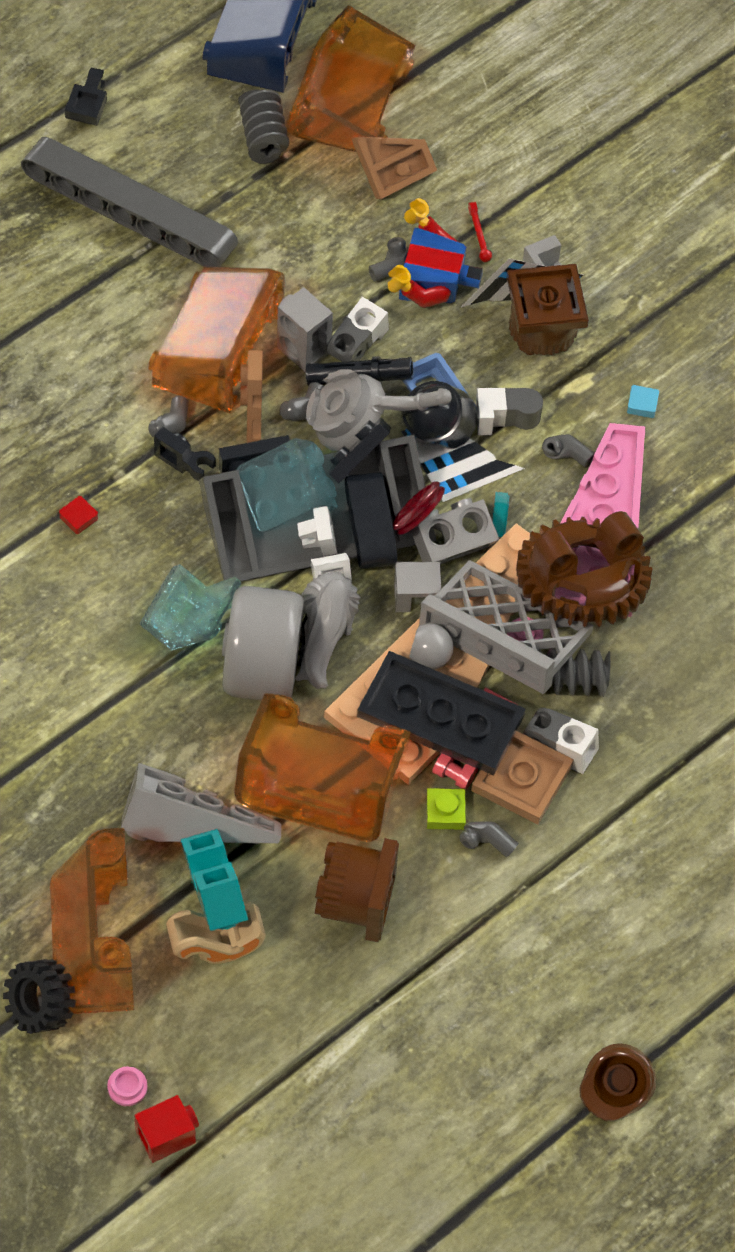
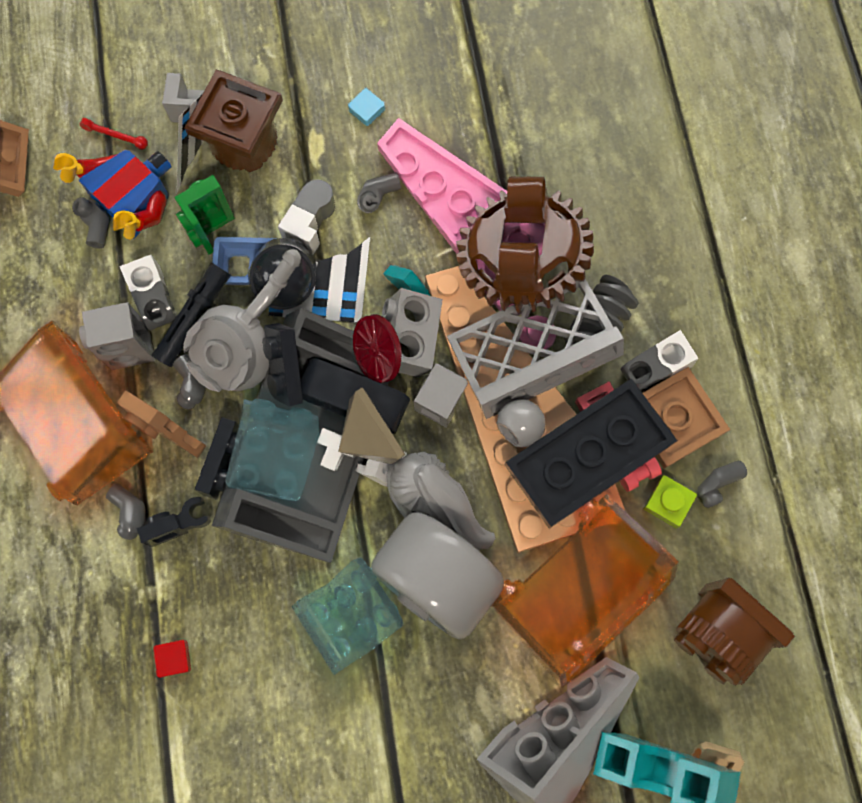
camera: 55 degrees left, 15 degrees up
(341, 533) = (367, 433): none -> dark tan slope
(450, 328) = (203, 211): none -> green bracket

